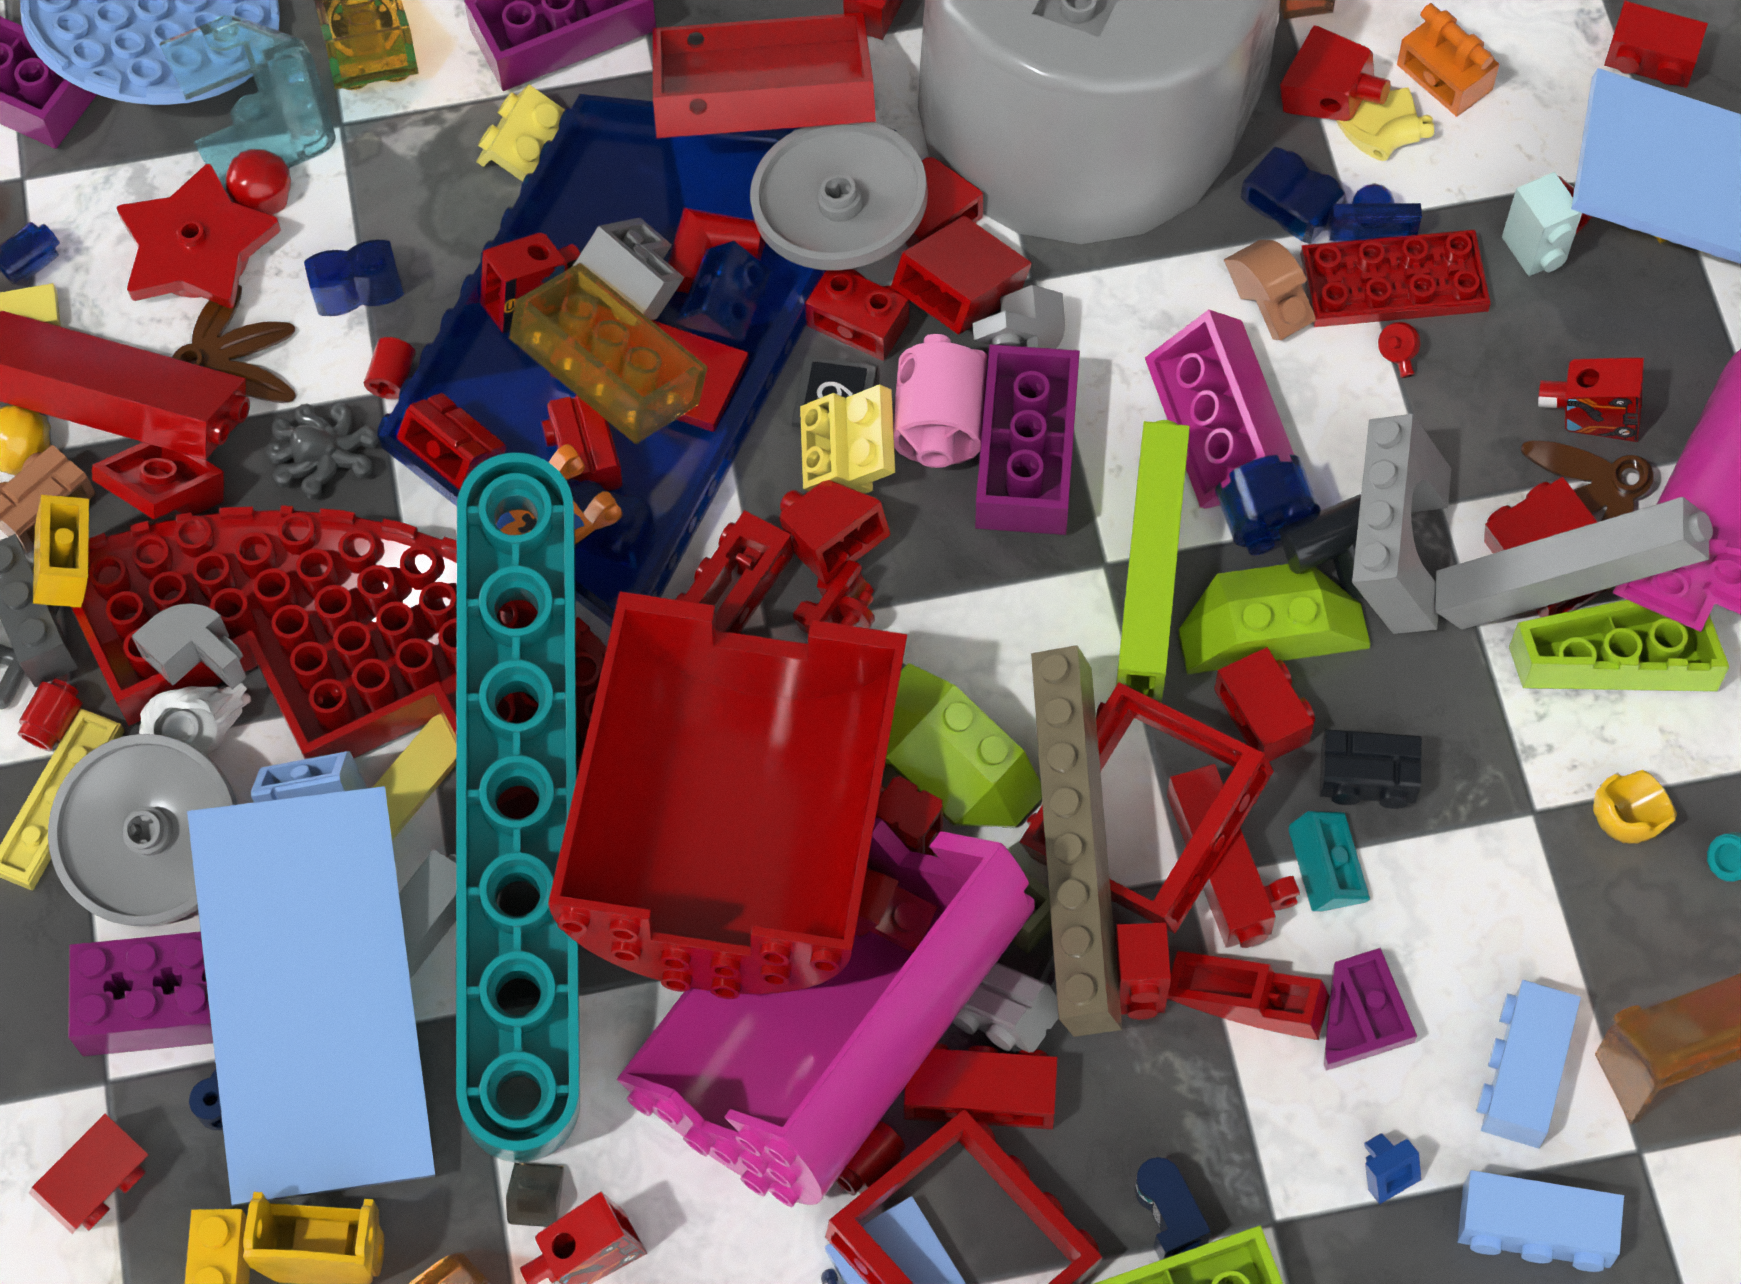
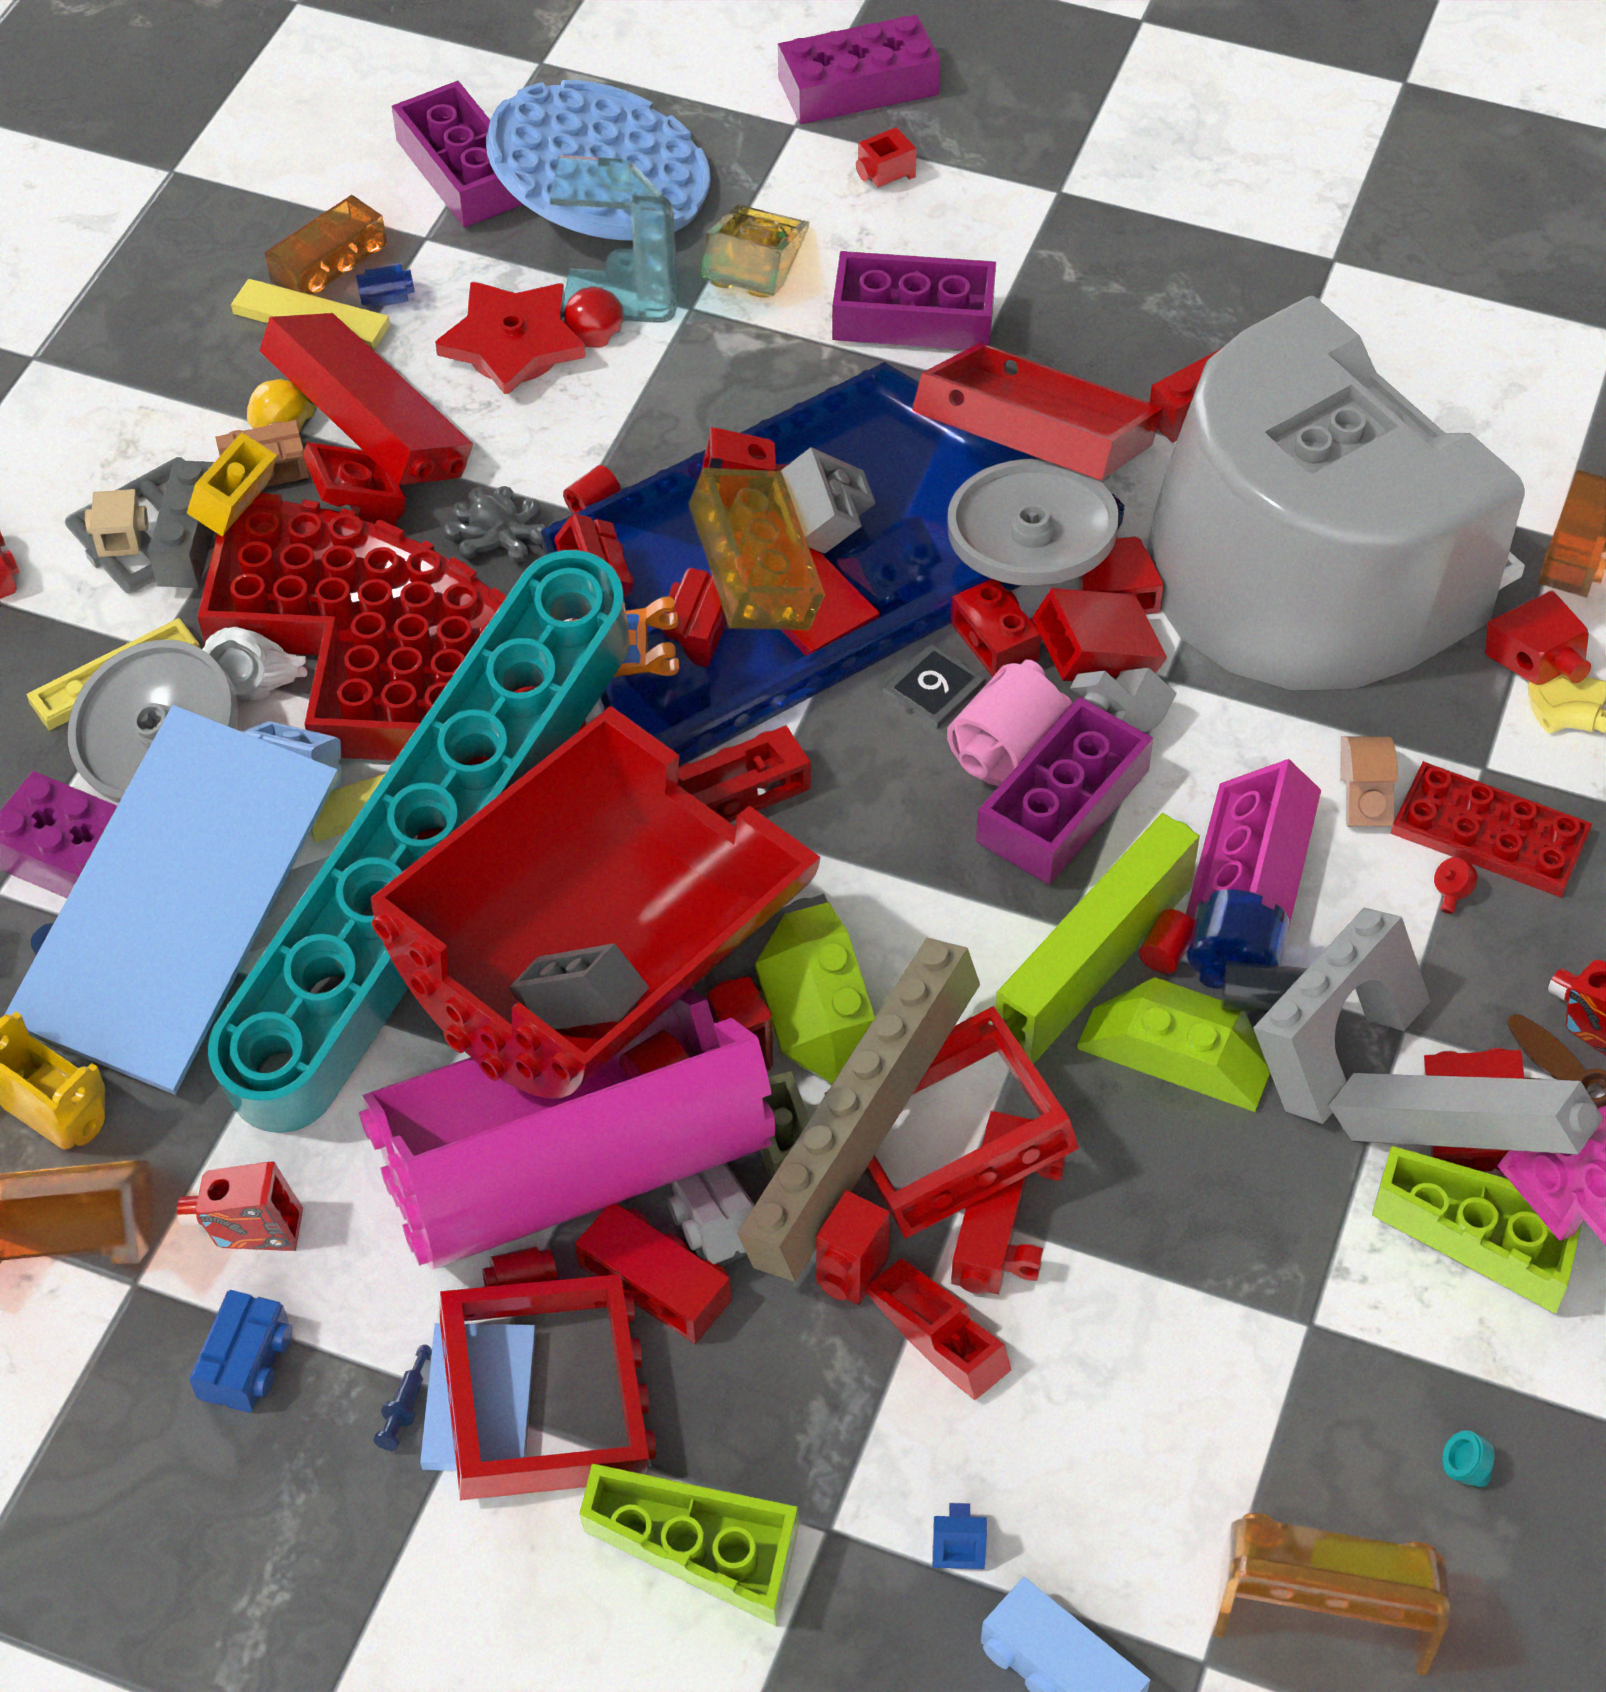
camera: 30 degrees right, 10 degrees down
(49, 714) = (152, 609): red brick -> none
(183, 637) = (275, 592): light grey brick -> none
(217, 351) = (472, 416): reddish brown plant -> none
(353, 278) = (612, 414): clear blue brick -> none
(524, 129) = (826, 368): light yellow bracket -> none
(534, 1194) = (241, 1147): clear smoke slope -> none
(705, 230) = (908, 504): red brick -> none
(771, 875) = (580, 987): none -> dark grey brick
(832, 526) = (851, 775): red torso -> none
(843, 601) = (825, 833): red hips -> none
(848, 439) = (909, 718): light yellow brick -> none
(1166, 1194) = (745, 1453): dark blue leg -> none
(1203, 533) = (1167, 941): none -> red piece
(1264, 704) = (1121, 1104): red brick -> none
(1292, 194) = (1442, 716): clear blue brick -> none
(1328, 861) = (1092, 1261): teal slope -> none
(1364, 1011) = (1030, 1399): magenta wing -> none
(1370, 768) = (1180, 1202): black brick -> none
(1373, 216) = (1503, 766): clear blue tile -> none
(1528, 1063) = (1148, 1524): light blue brick -> none
(1633, 807) = (1400, 1363): yellow hair -> none

